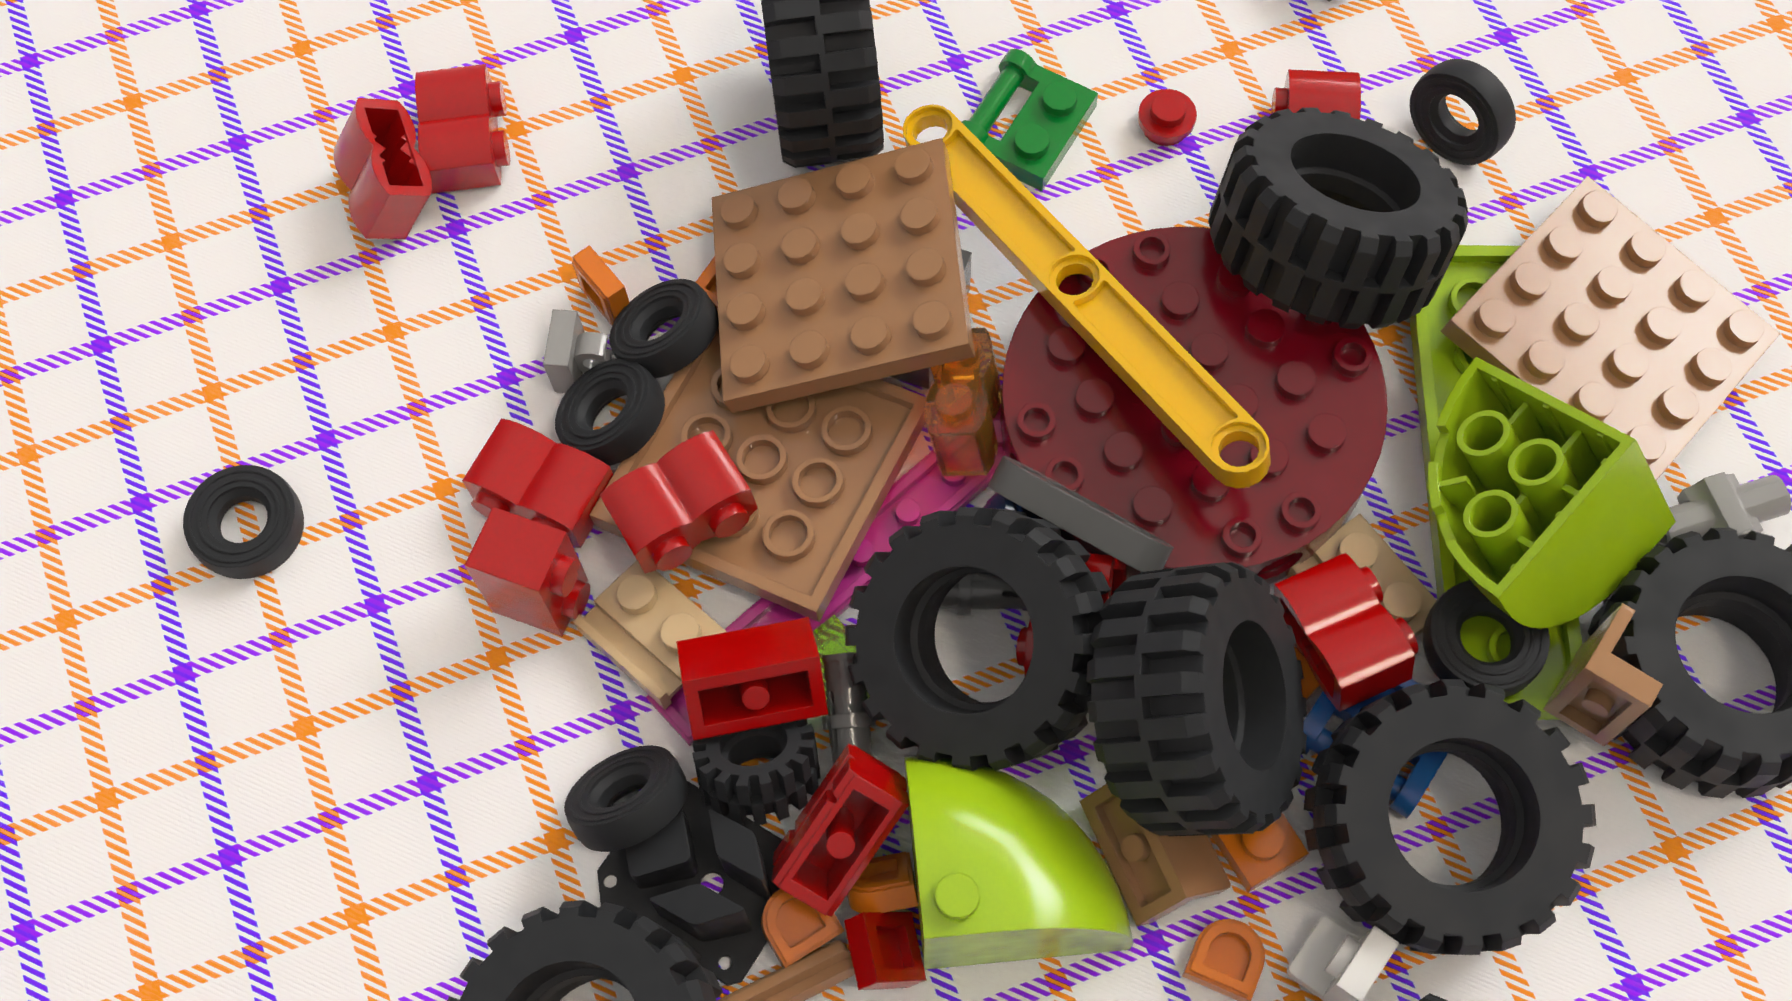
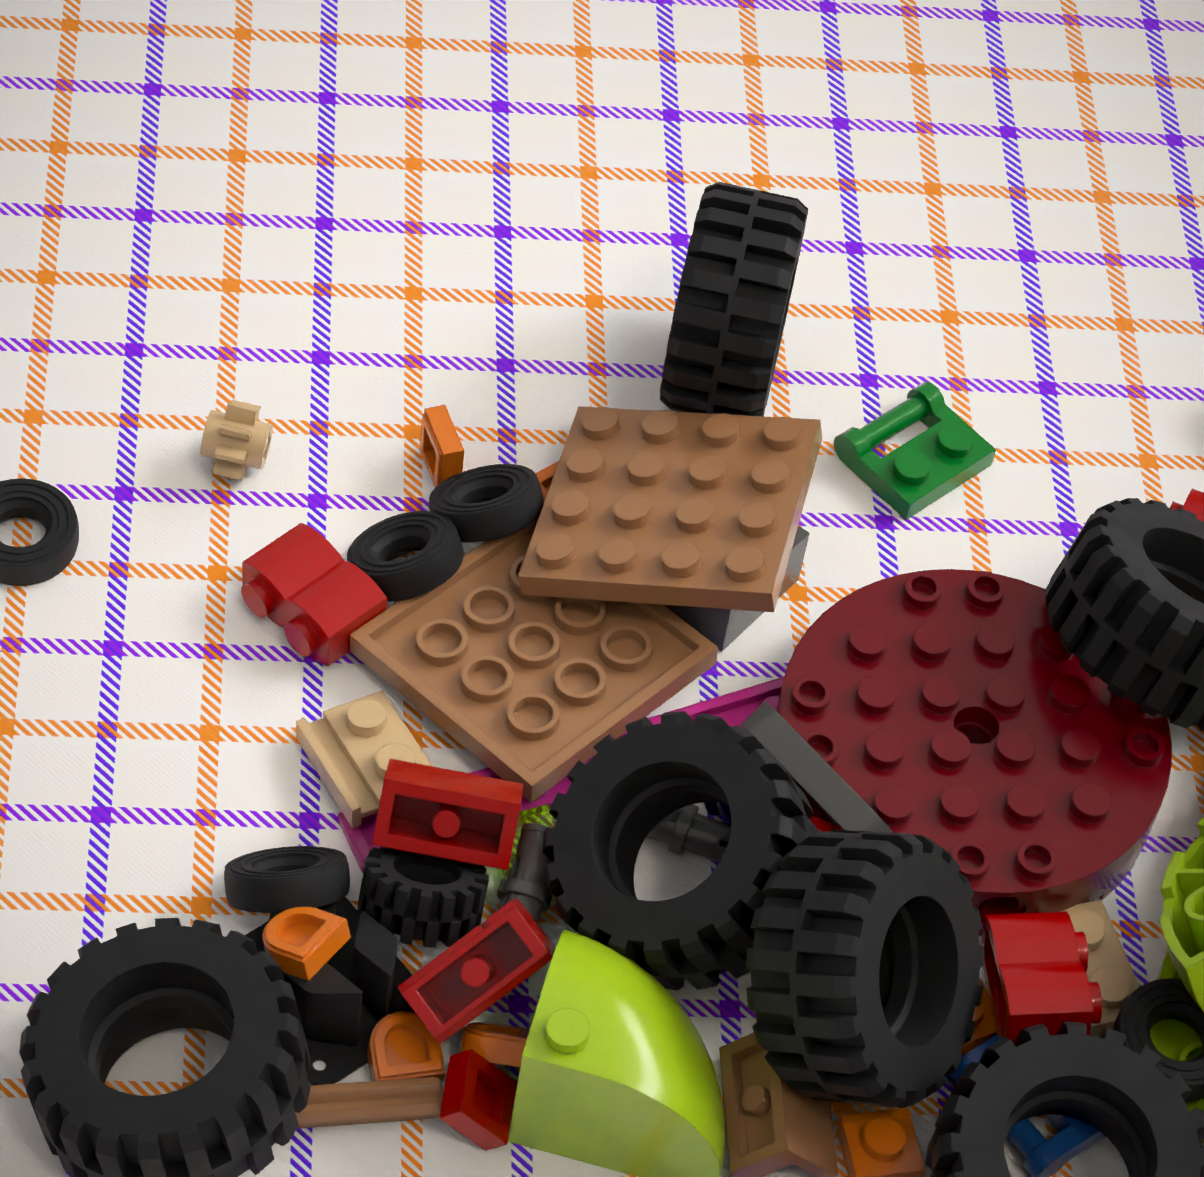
camera: 10 degrees right, 15 degrees down
(382, 169) = (274, 276): red brick -> none
(409, 351) = (236, 439): none -> tan gear
(460, 127) = (361, 270): red brick -> none
(528, 572) = (274, 656): red brick -> none
(572, 349) = (390, 490): light grey tile -> none
(667, 867) = (304, 939): none -> orange tile
(679, 502) = (441, 644): red brick -> none
(962, 411) = (748, 660): clear orange brick -> none
(1106, 314) = (912, 622): yellow beam -> none
(1167, 116) = (1056, 495): red plate -> none

